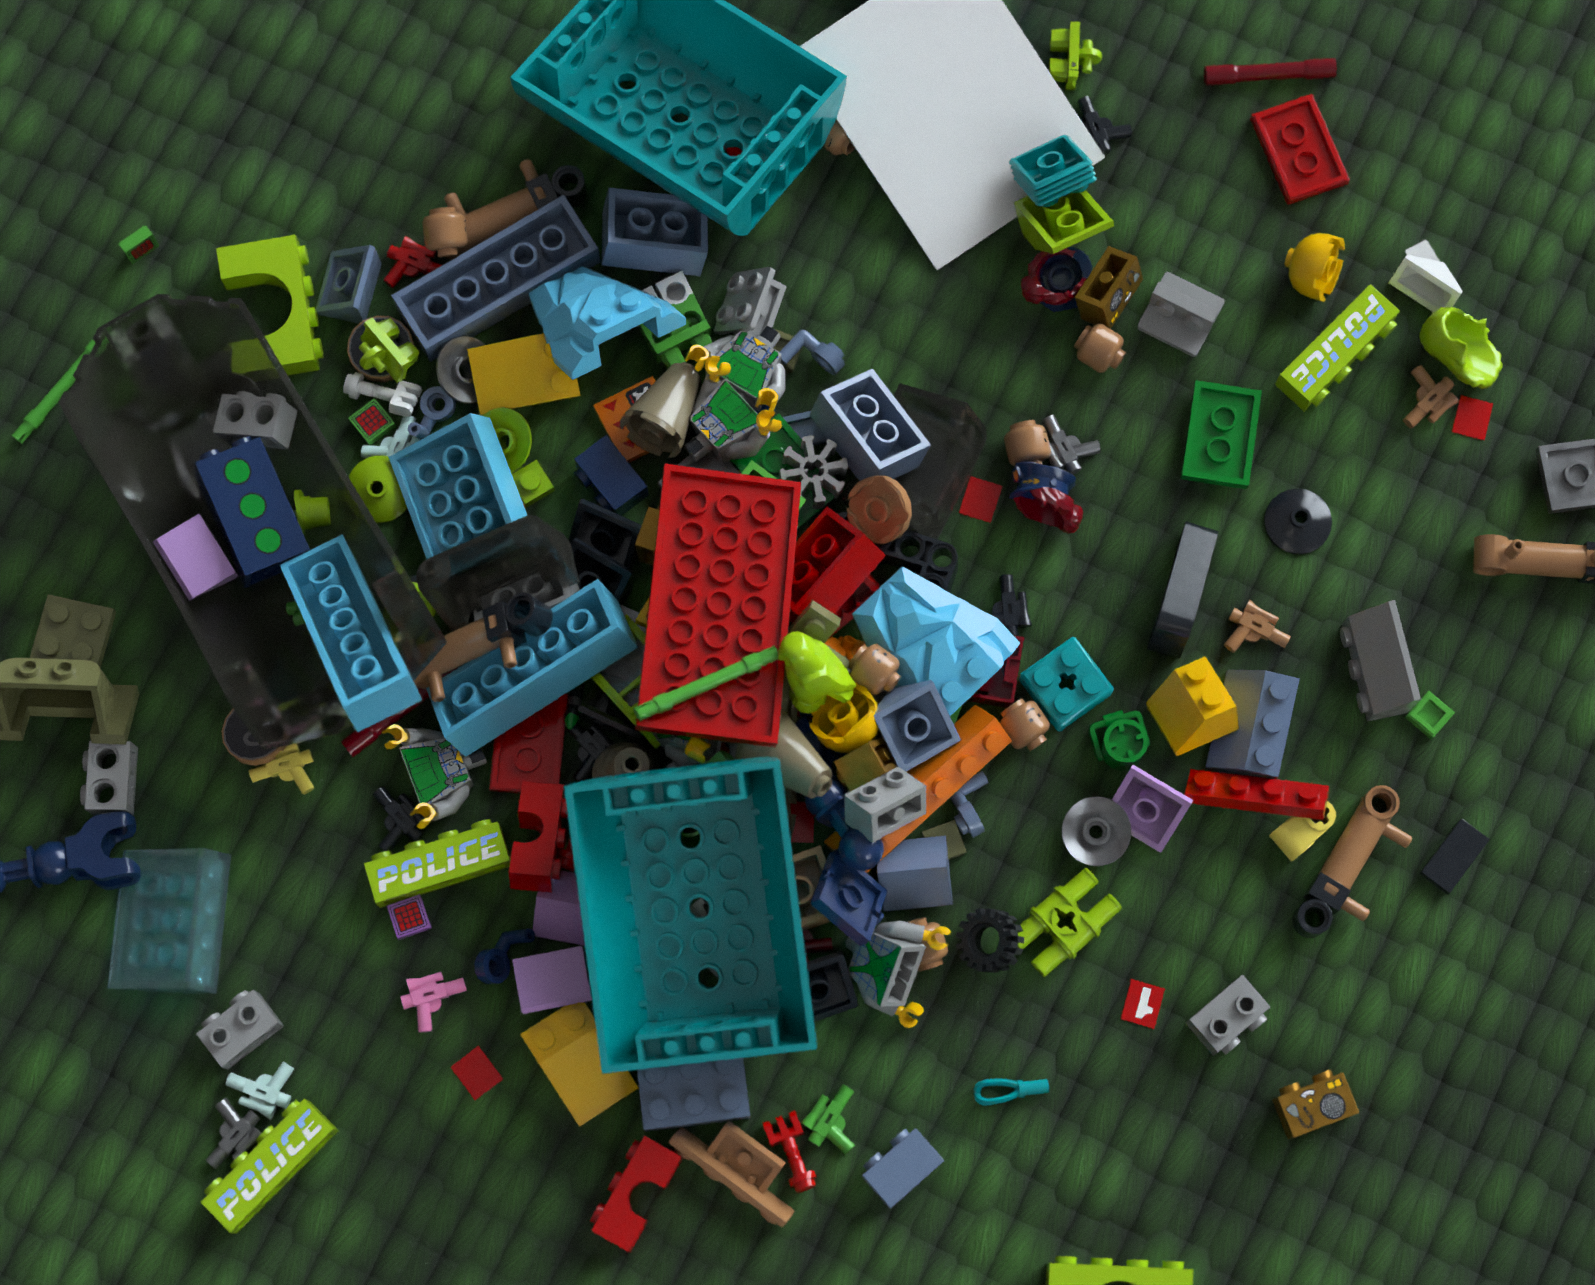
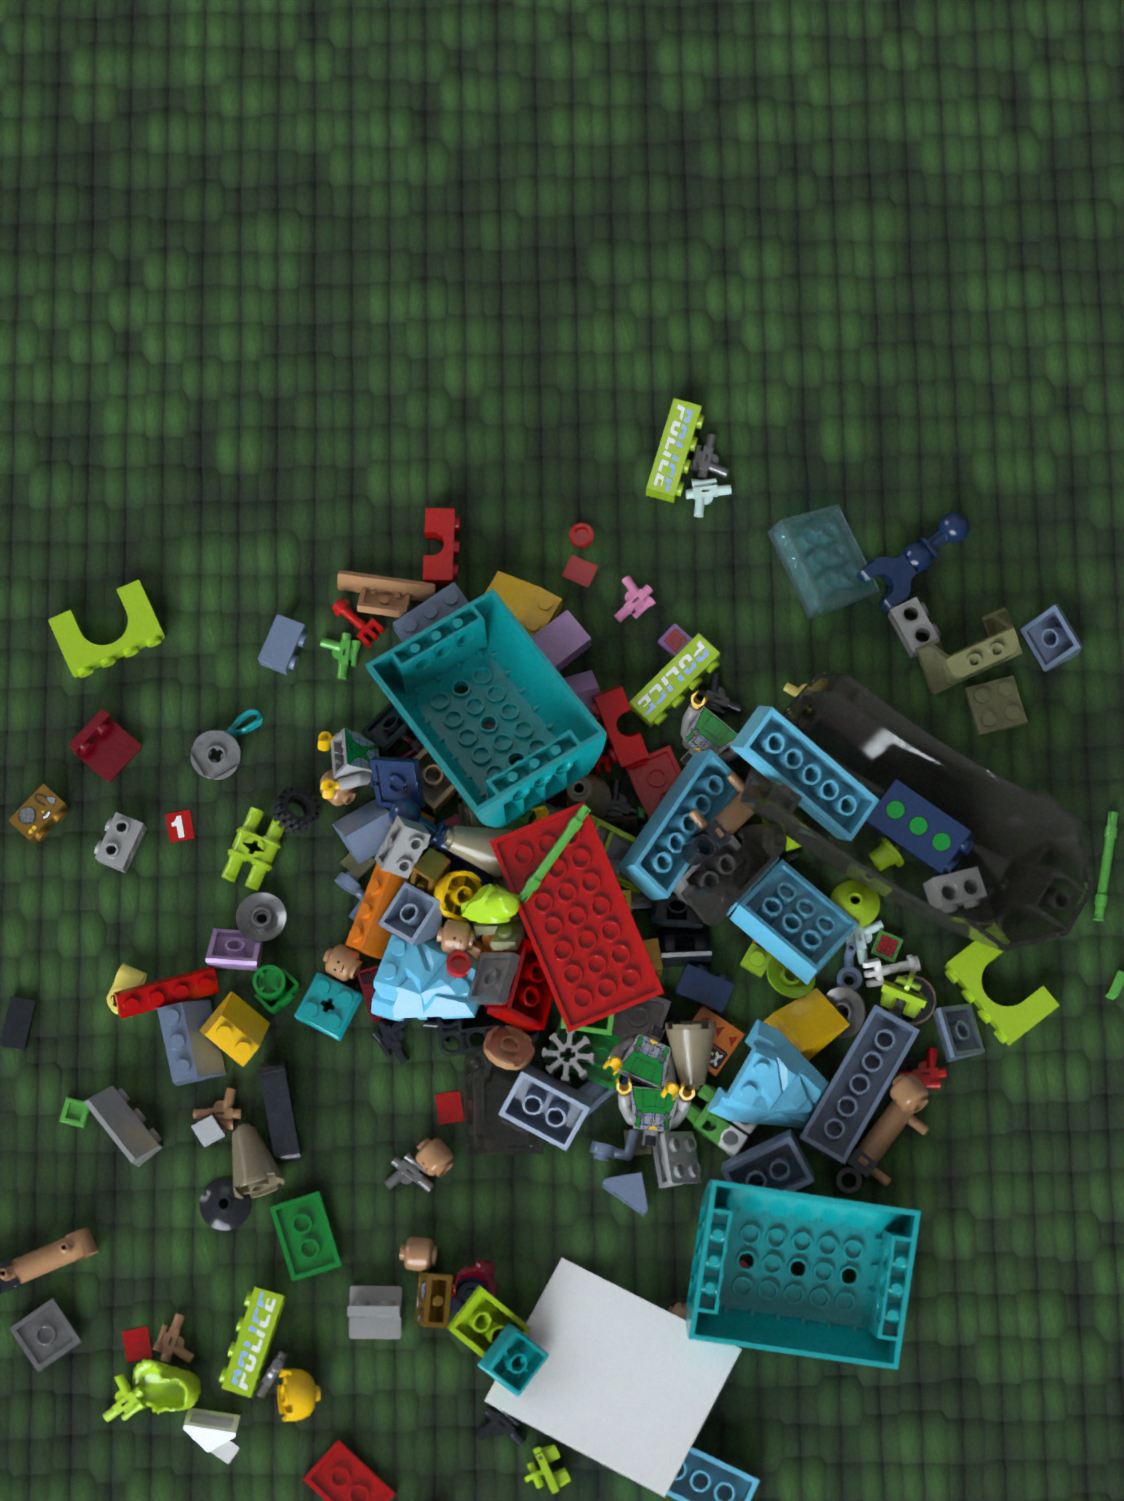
camera: 155 degrees right, 0 degrees up
(195, 557) = (938, 782): lavender slope -> none
(239, 1028) = (740, 519): light grey brick -> none
(449, 1117) = (581, 535): none -> red tile
(493, 965) = (604, 637): dark blue plate -> none
(823, 294) = (628, 1190): none -> sand blue slope
(857, 586) = (493, 978): none -> flat silver plate
(889, 631) = (458, 964): none -> red tile
(1044, 495) = (402, 1124): piece -> none
(1044, 1081) = (202, 750): none -> flat silver plate
(1190, 1149) = (105, 746): none -> dark red bracket
(1245, 544) = (253, 1164): none -> dark tan cone
(1279, 611) = (208, 1129): none -> tile
(1330, 303) = (271, 1374): none -> flat silver piece
(1333, 883) = (90, 958): medium nougat piece -> none
(1514, 356) = (127, 1400): none -> lime piece

